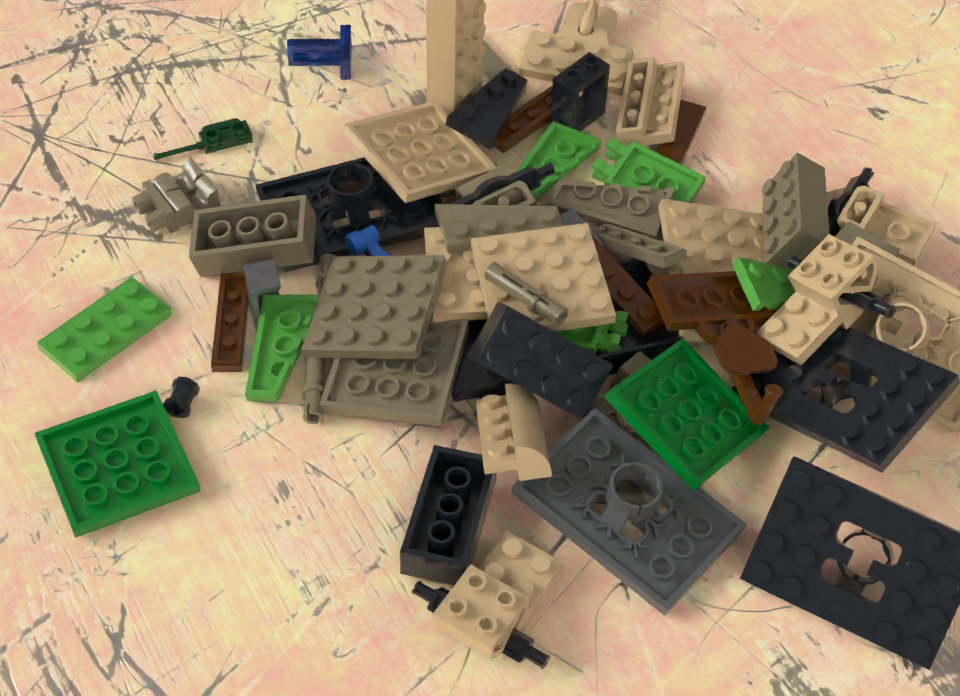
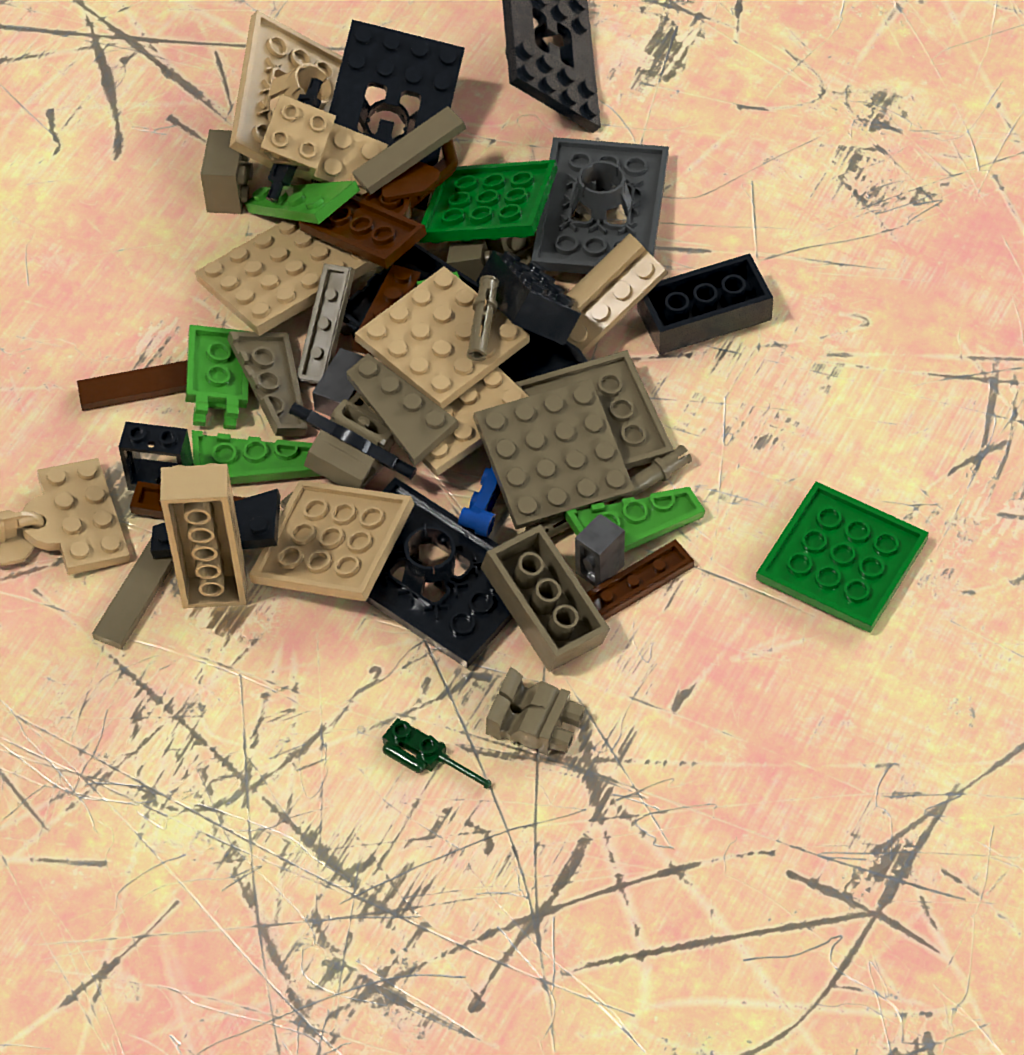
camera: 120 degrees left, 5 degrees up
(104, 329) = (720, 670): bright green plate -> none
(181, 397) = (745, 555): black bush -> none
(323, 52) = (220, 716): clear blue bracket -> none
(493, 601) = (770, 231): tan piece -> none
(650, 102) = (99, 415): tan brick -> none
(769, 356) = (409, 150): none -> dark tan tile
(794, 211) = (204, 228): dark tan brick -> none
(866, 209) = (171, 189): tan piece -> none

